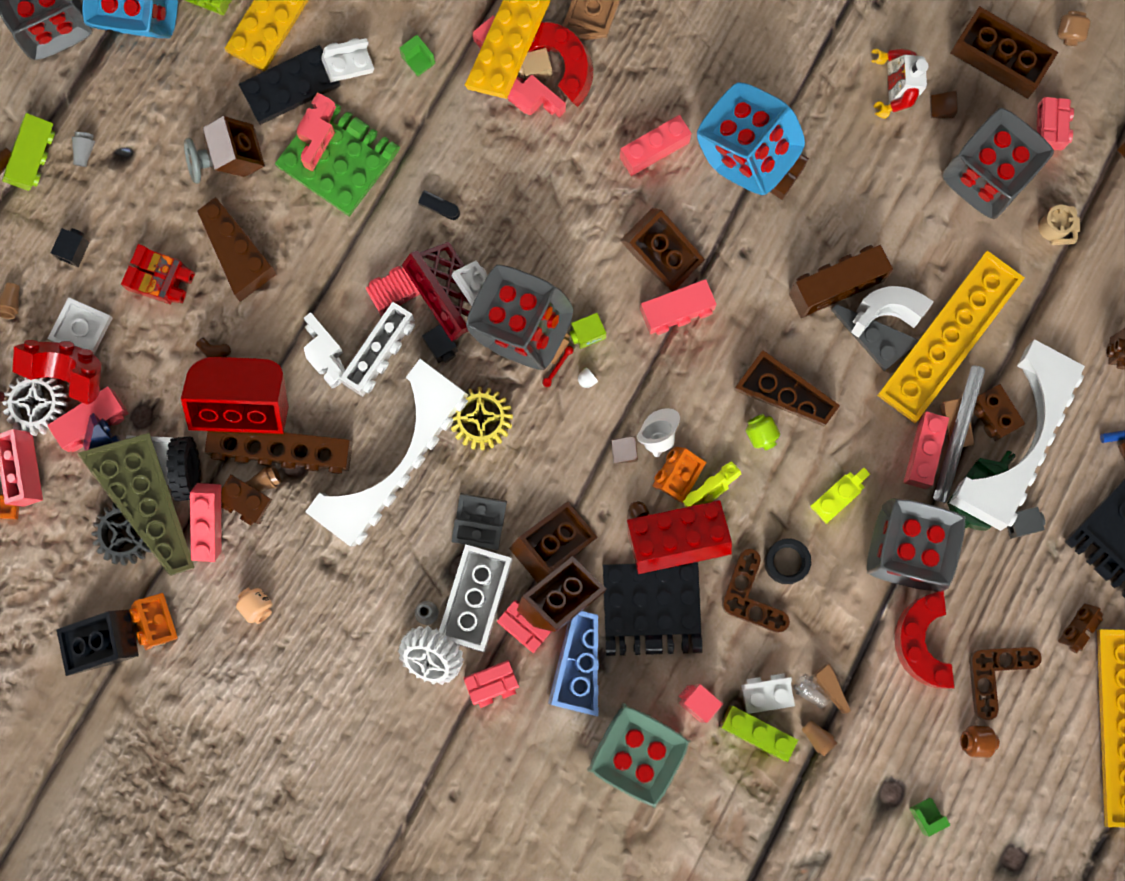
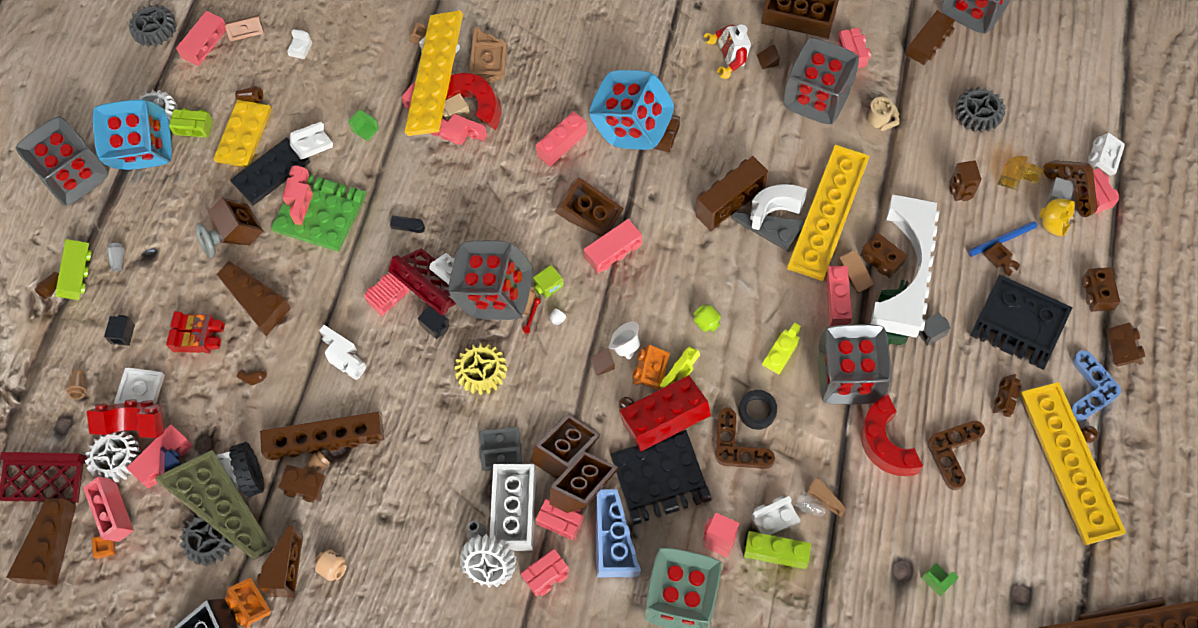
camera: 10 degrees left, 15 degrees down
(199, 596) = (281, 568): none -> reddish brown slope
(205, 522) = (273, 505): coral brick -> none
(235, 396) = (277, 401): red brick -> none
(377, 349) = (384, 339): white brick -> none
(435, 405) = (396, 468): white arch -> none
(784, 389) = (715, 282): reddish brown wedge -> none
(820, 739) = (830, 541): medium nougat cone -> none
(959, 434) = (859, 273): light grey axle -> none
(979, 741) = (958, 505): dark orange head -> none

